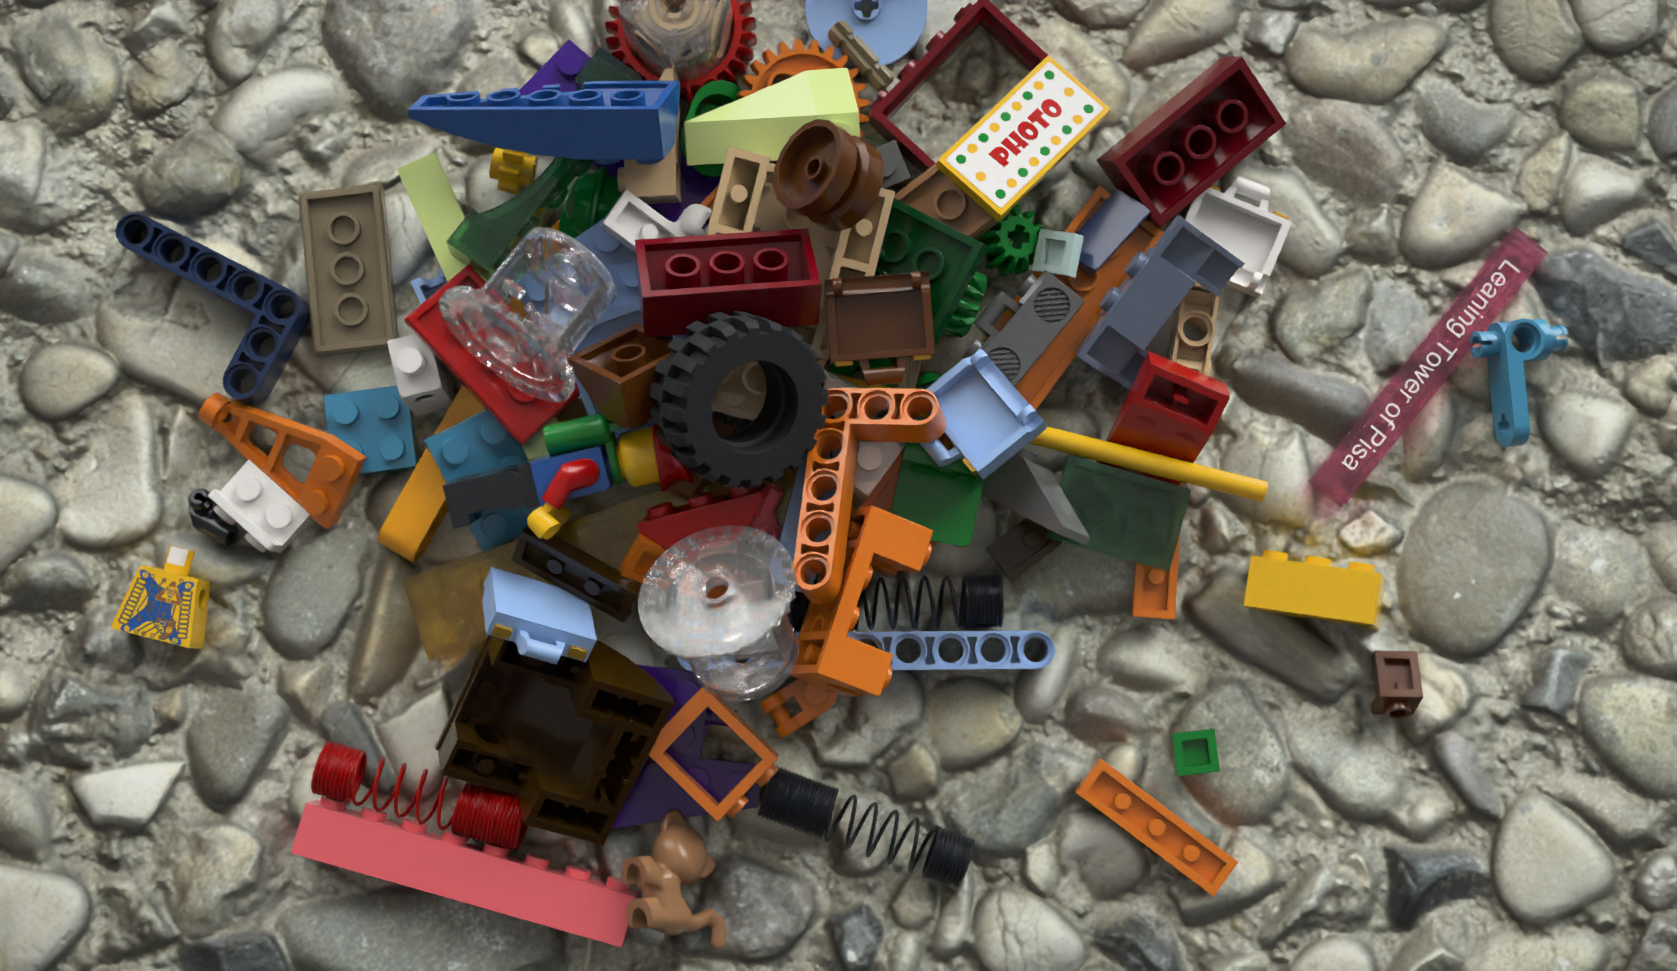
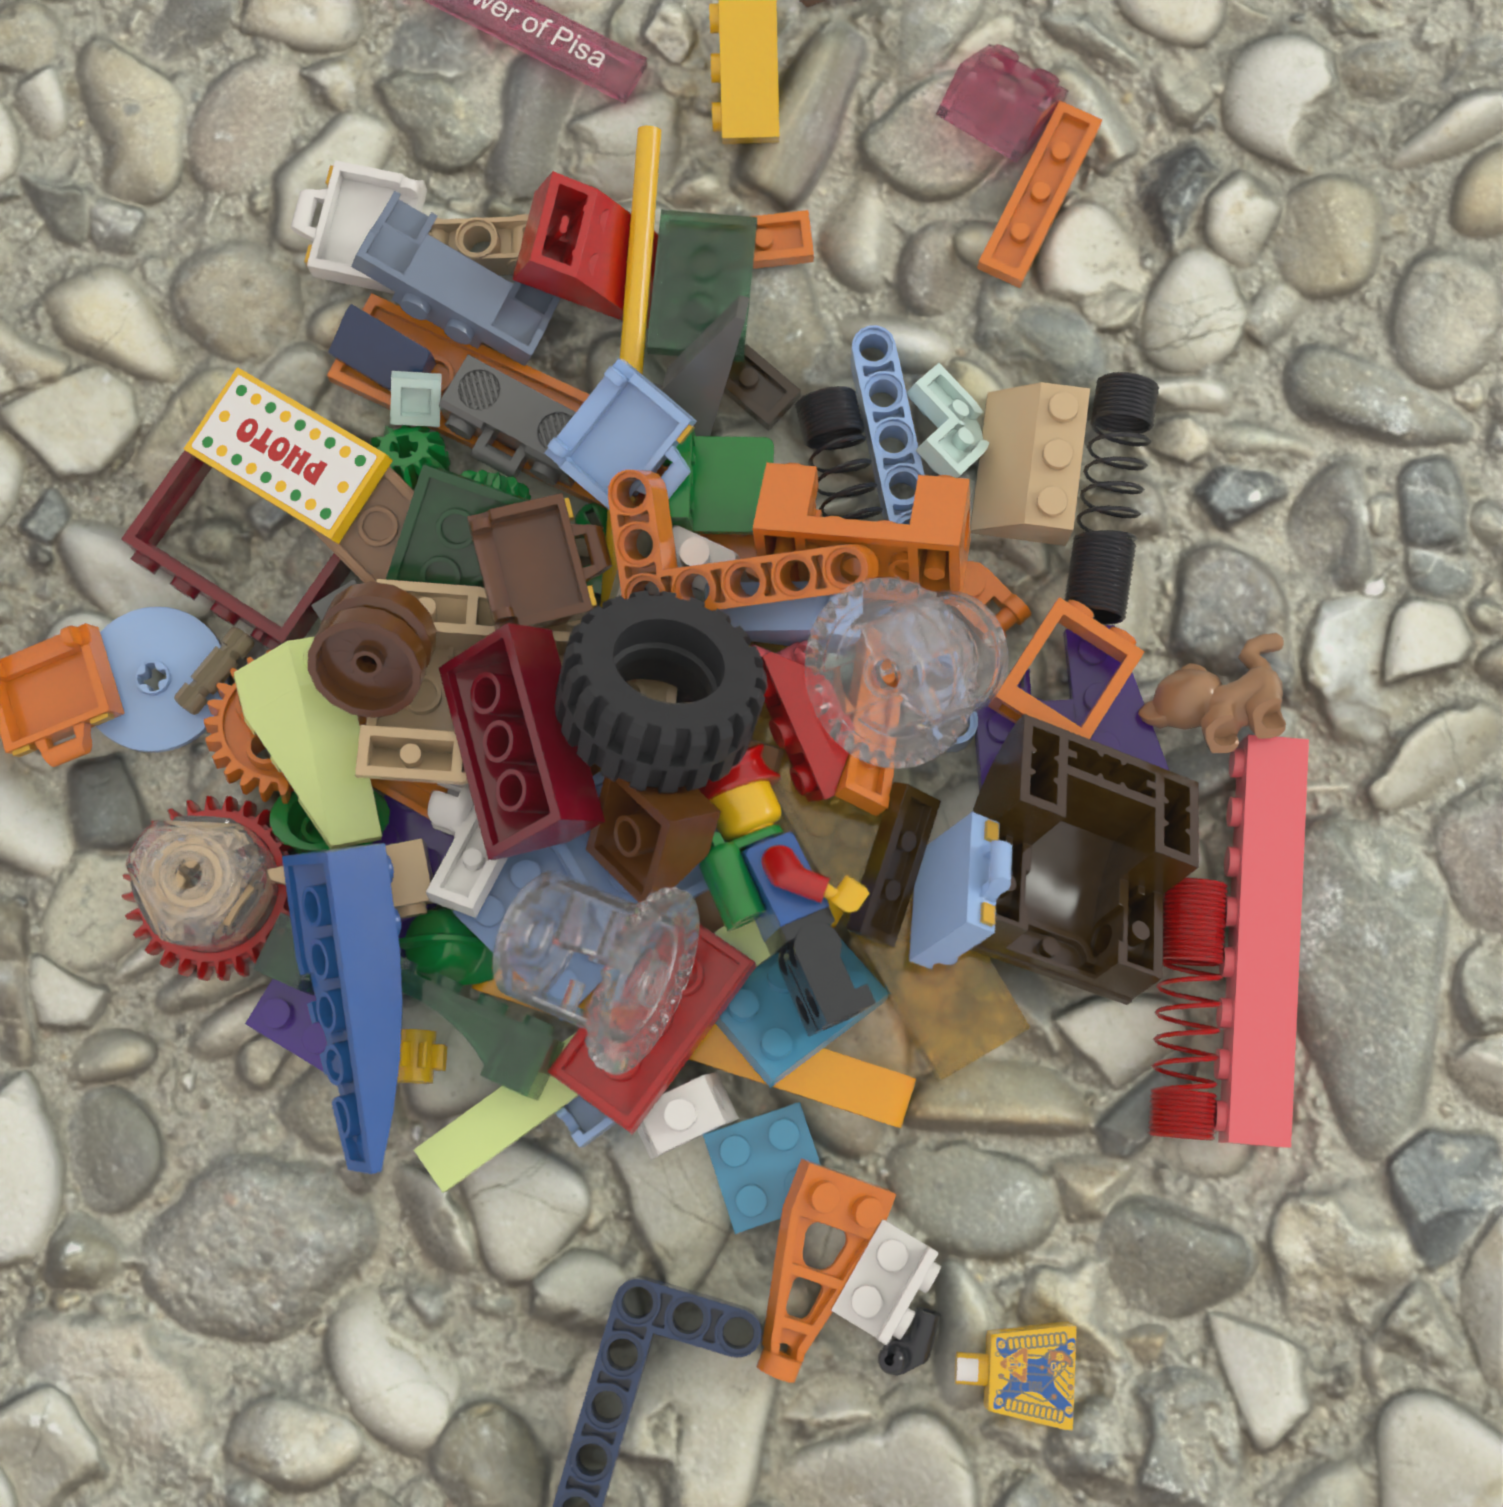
camera: 95 degrees left, 5 degrees down
(348, 270) = (574, 1238): dark tan tile -> none
(912, 765) = (1031, 464): none -> tan slope
(949, 710) = (955, 414): none -> light aqua plate
(1193, 139) = (255, 280): dark red slope -> none
(1194, 752) = (949, 167): green plate -> none
(1247, 811) = (1001, 100): none -> clear pink slope

